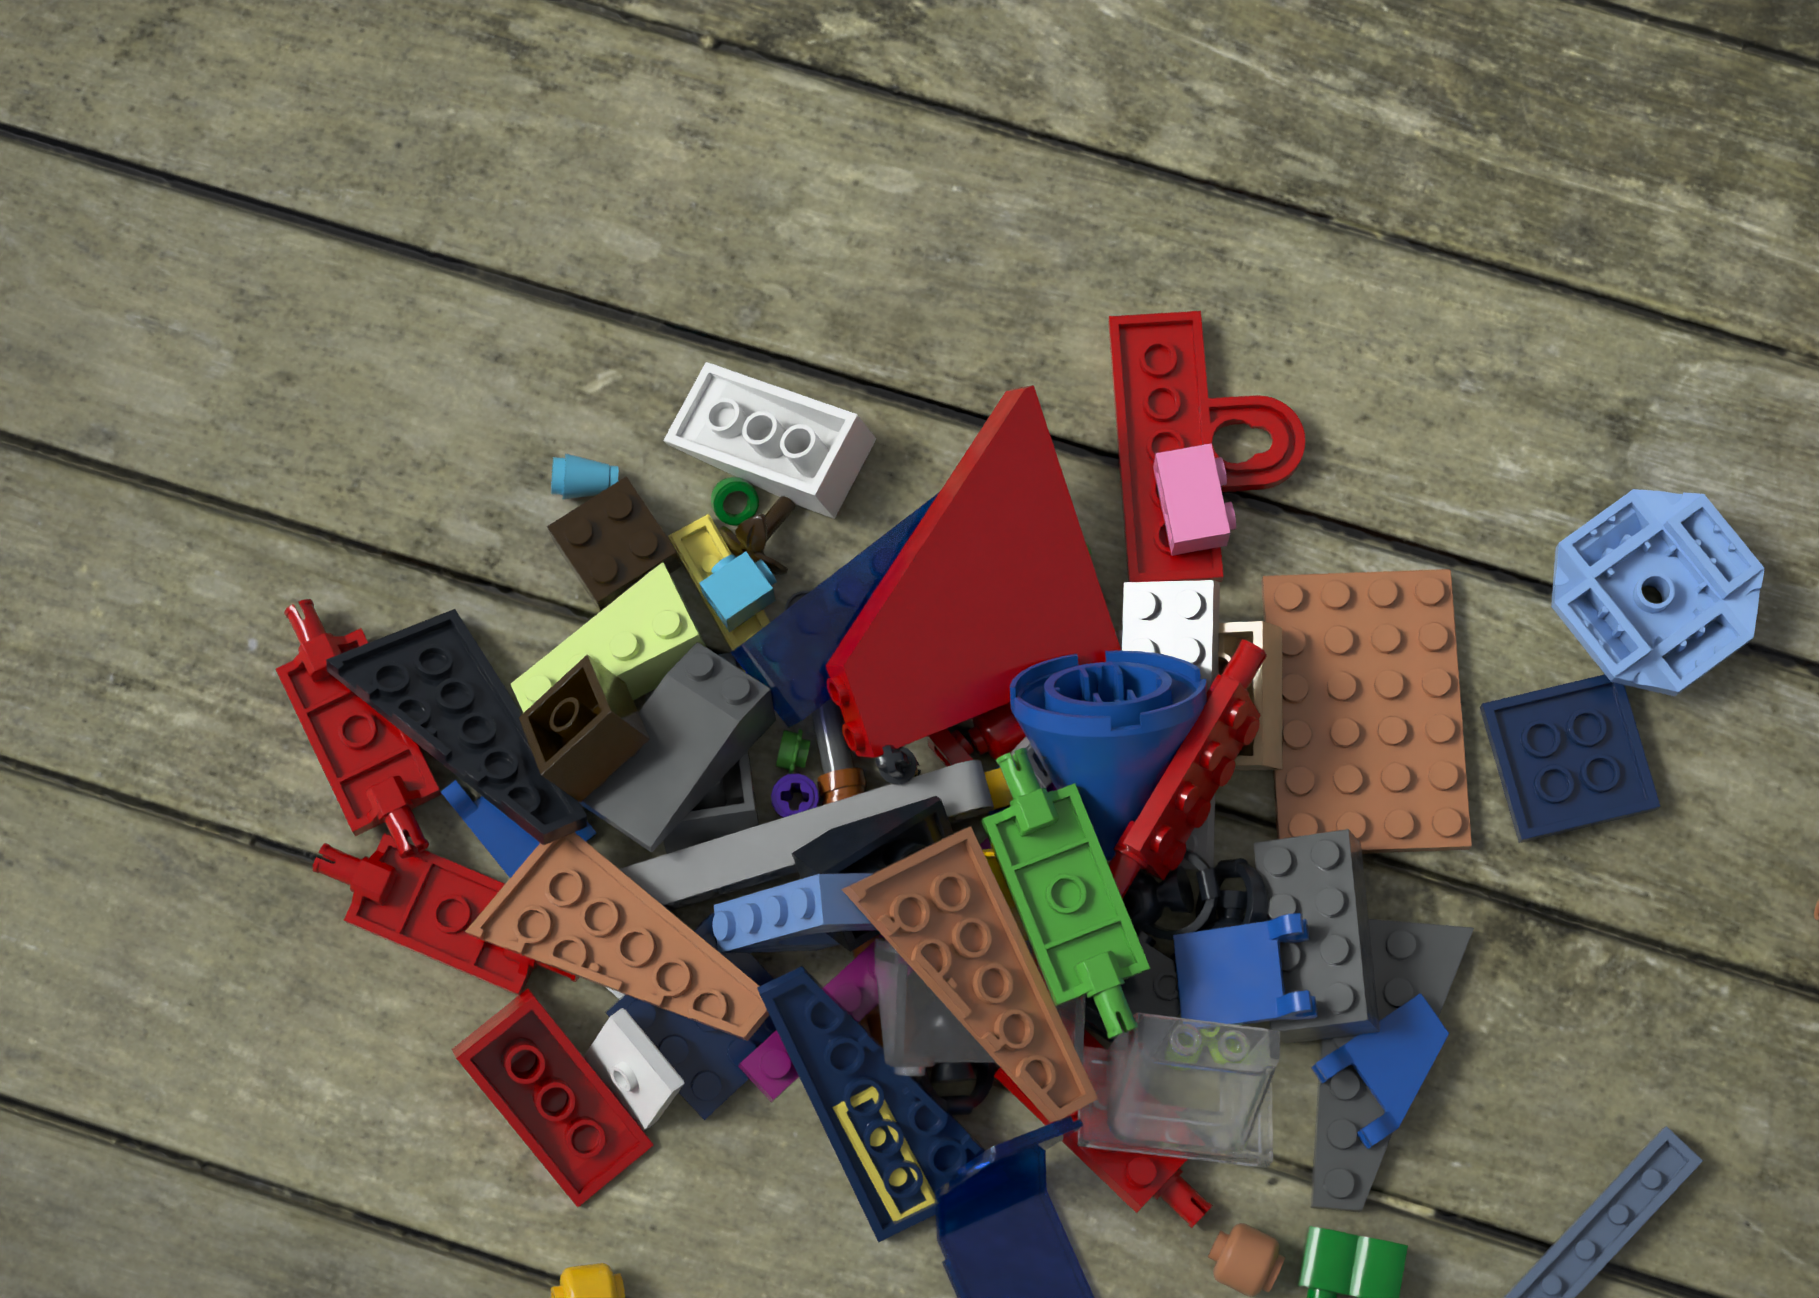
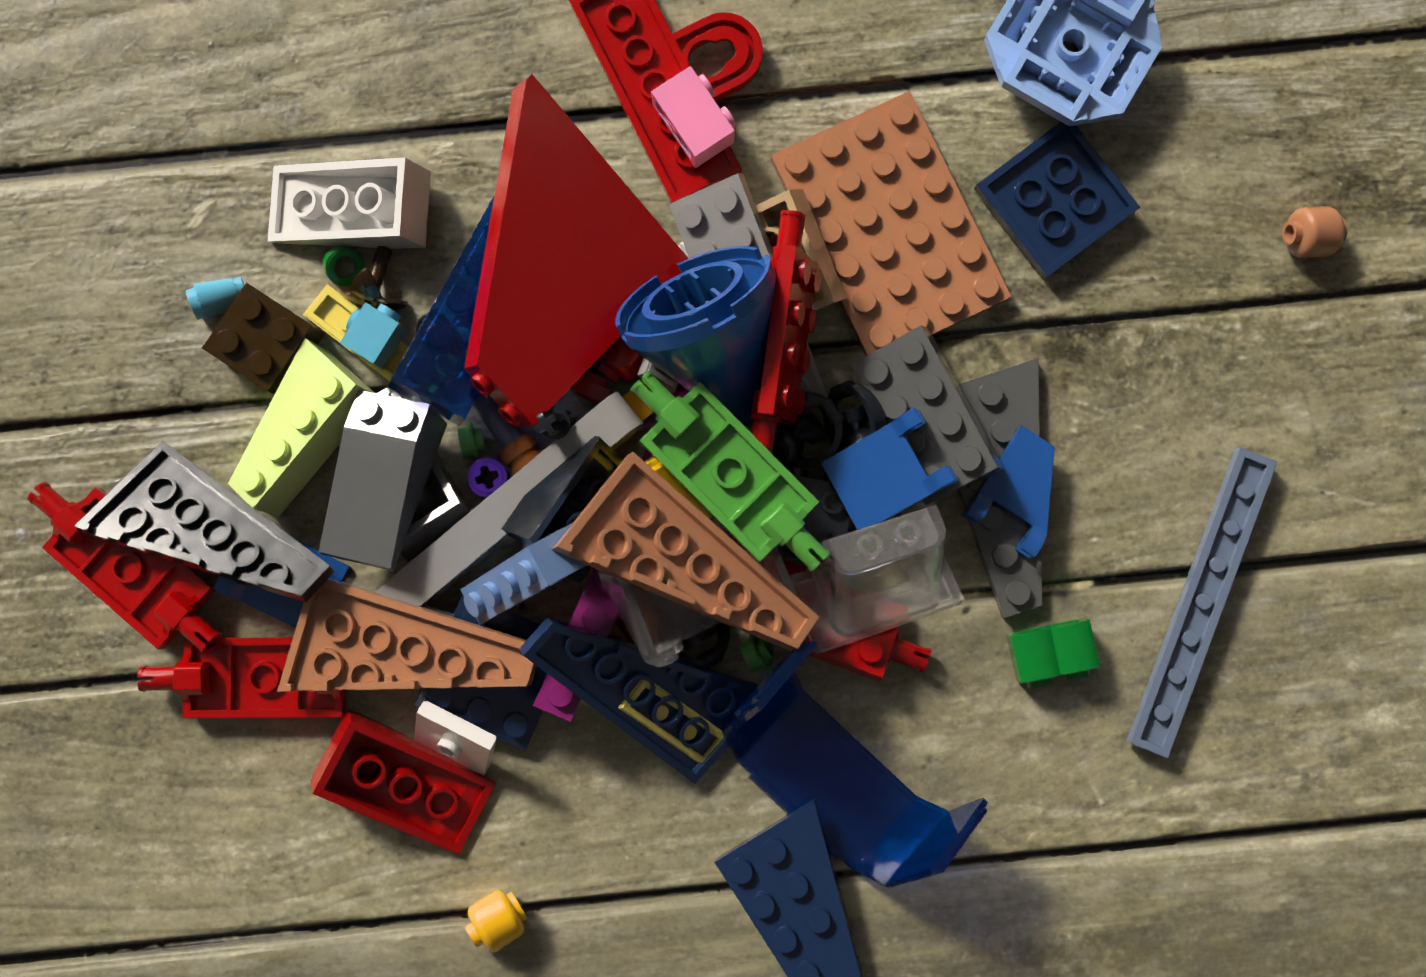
camera: 25 degrees left, 10 degrees up
(583, 728) = (296, 498): dark brown brick -> none
(1012, 1121) = (757, 653): none -> bright green plate
(1246, 1260) = (973, 679): nougat head -> none

